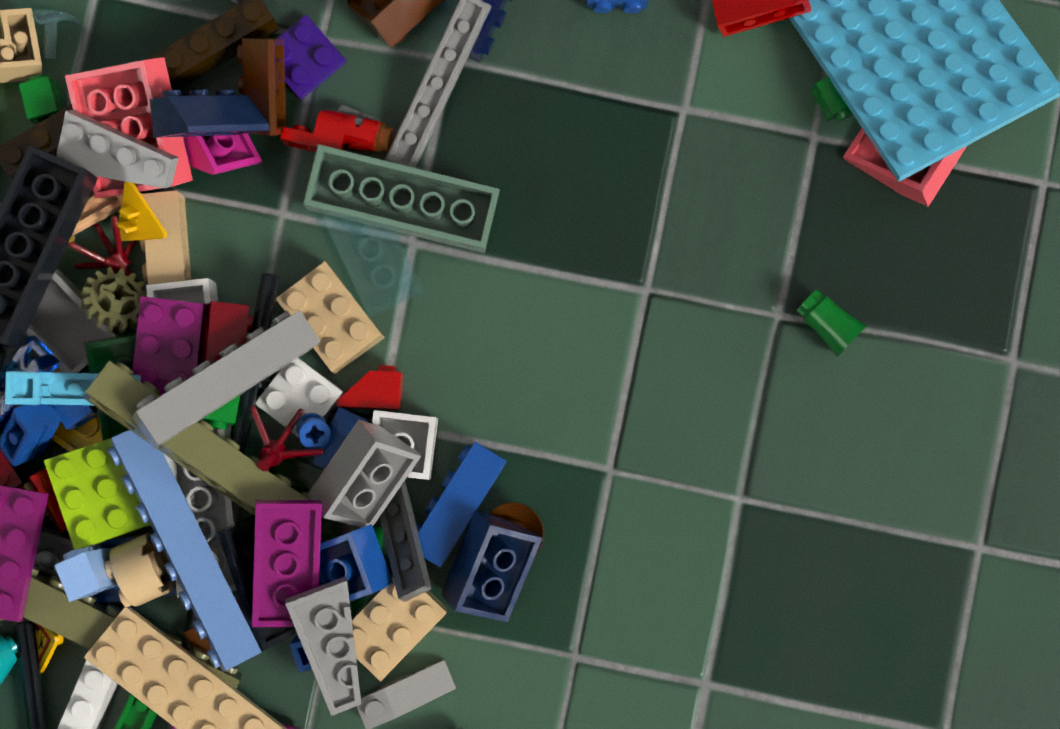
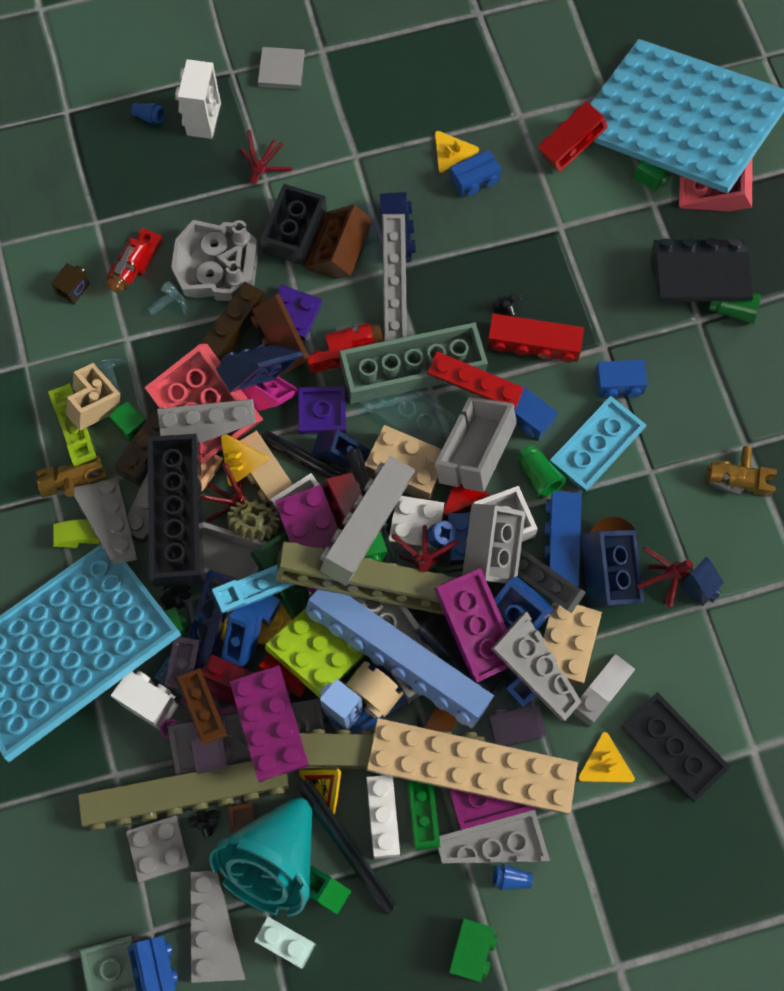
camera: 25 degrees left, 15 degrees down
(222, 250) = (300, 455): none -> black axle
(262, 258) = (334, 445): none -> dark blue slope
(270, 200) = (322, 409): none -> dark purple plate
(284, 685) = (517, 726): none -> clear purple brick
(412, 345) = (476, 443): none -> light grey piece
(457, 263) = (474, 380): none -> red plate
(478, 407) = (540, 471): none -> green plant
(506, 328) = (534, 415): none -> blue brick
(553, 610) = (673, 571): none -> dark red plant
(560, 178) = (508, 303): none -> black plant
(565, 407) = (597, 444): none -> medium azure plate
(567, 239) = (535, 338): none -> red brick
(585, 637) = (703, 582): none -> dark blue slope
(638, 343) = (620, 378): none -> blue brick
(704, 534) = (741, 477): none -> pearl gold piece
(811, 261) = (701, 270): none -> black slope

